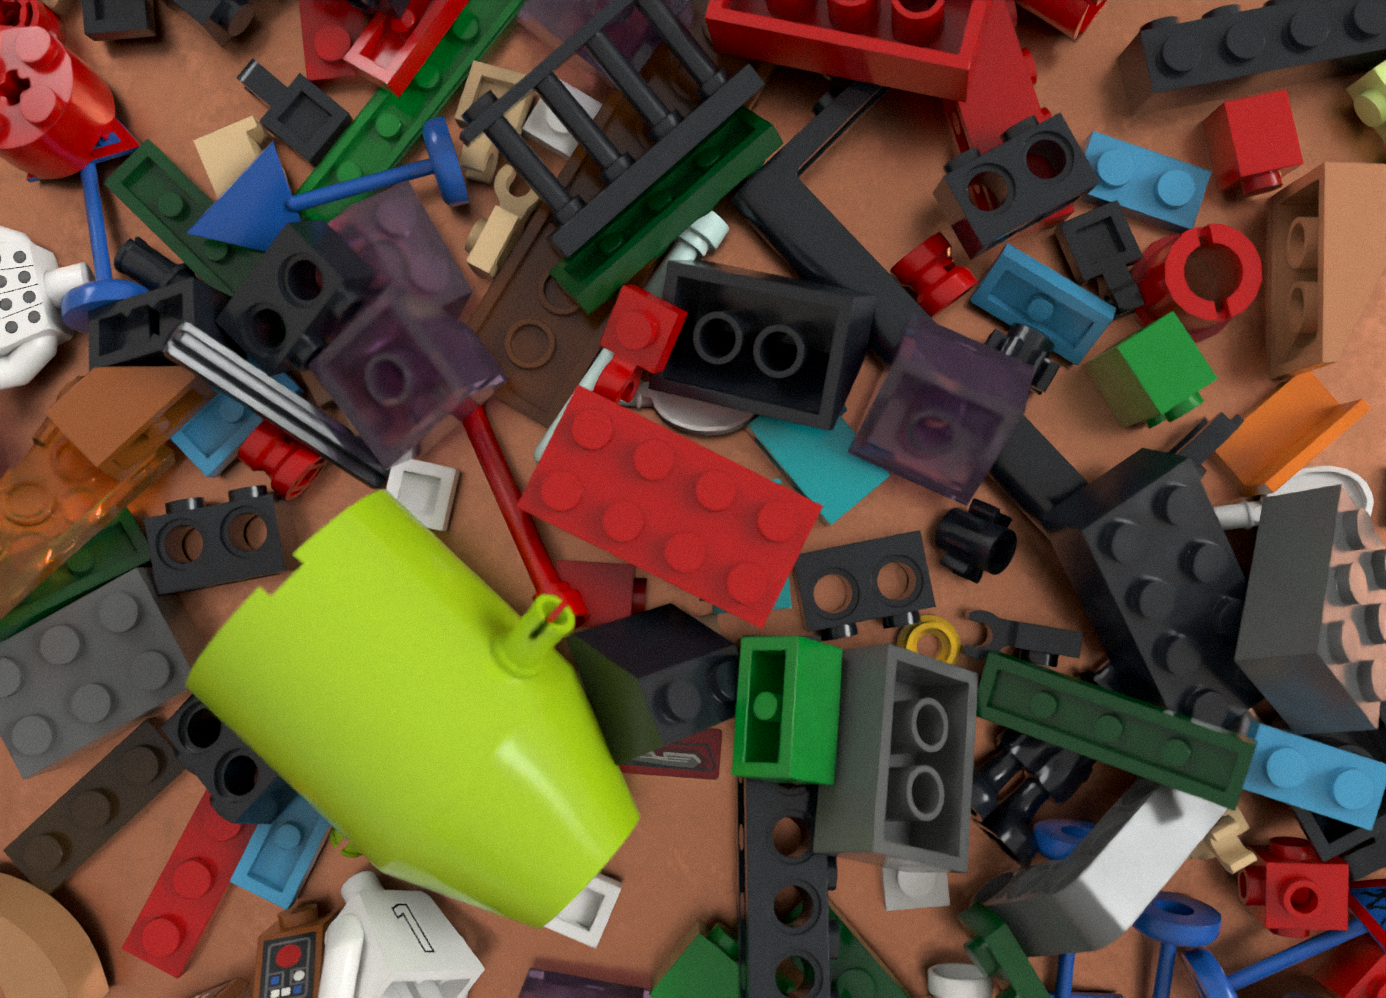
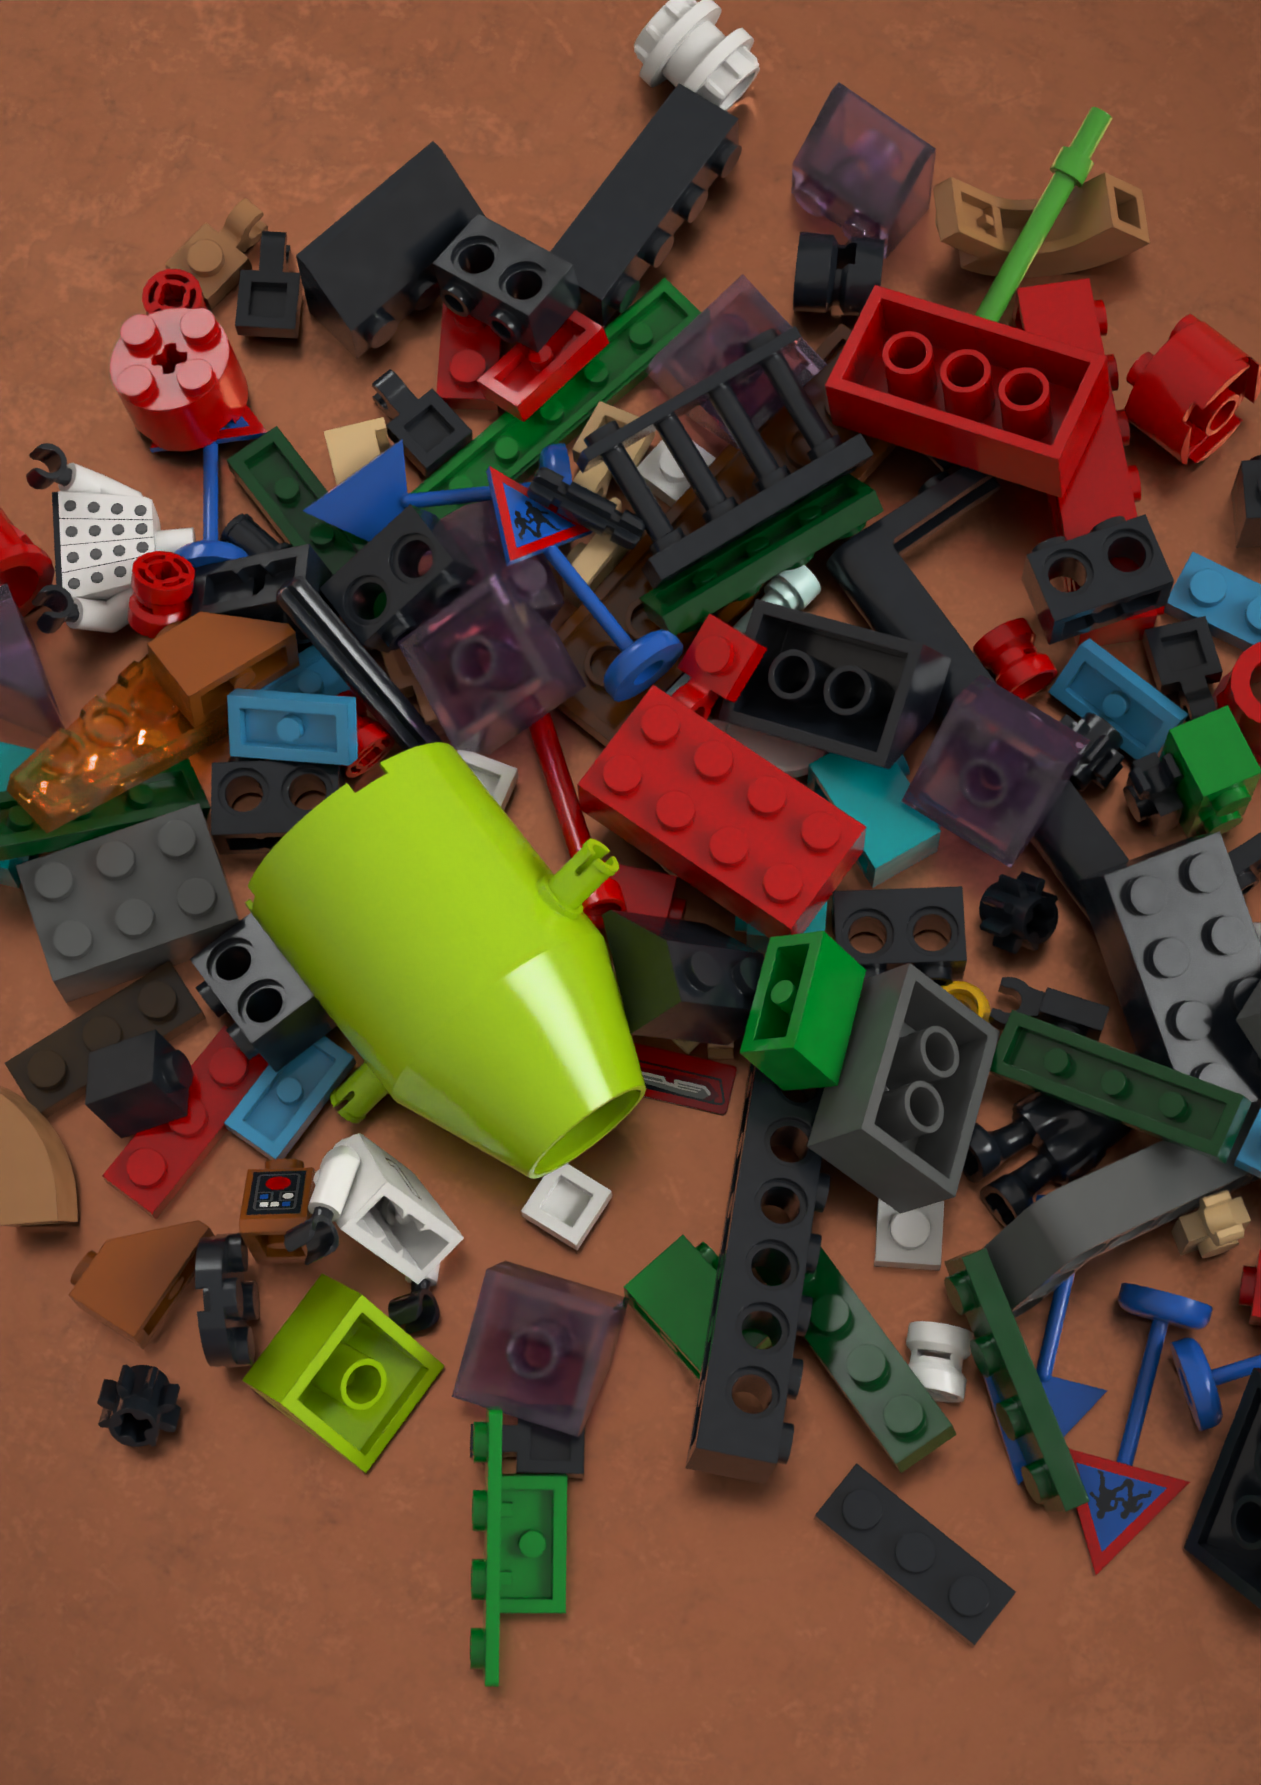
camera: 15 degrees right, 15 degrees down
(52, 346) = (162, 584): none -> red wheel
(133, 862) = (138, 1083): none -> black brick
(217, 471) = (292, 726): none -> dark azure plate
(429, 215) = (534, 529): none -> blue piece
(476, 188) = (586, 508): none -> black axle
(1092, 395) = (1153, 792): none -> black plate

